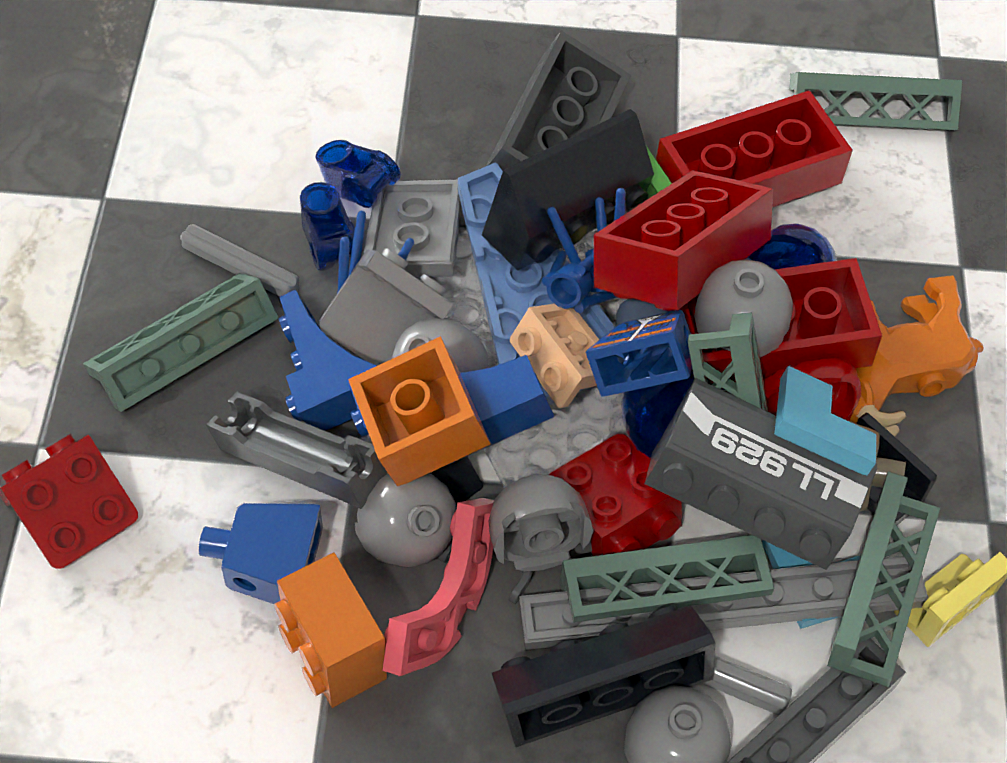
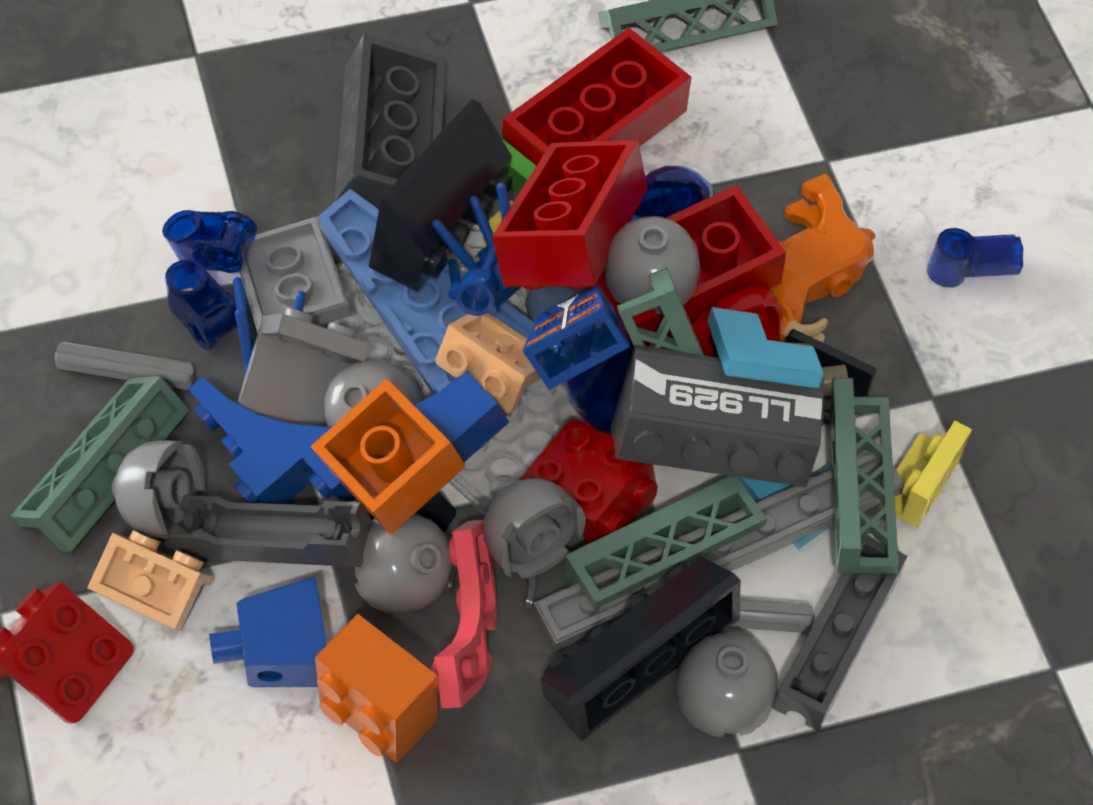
camera: 20 degrees left, 0 degrees up
(177, 457) = (148, 579): none -> light nougat bracket
(213, 371) = (154, 483): none -> light grey cylinder

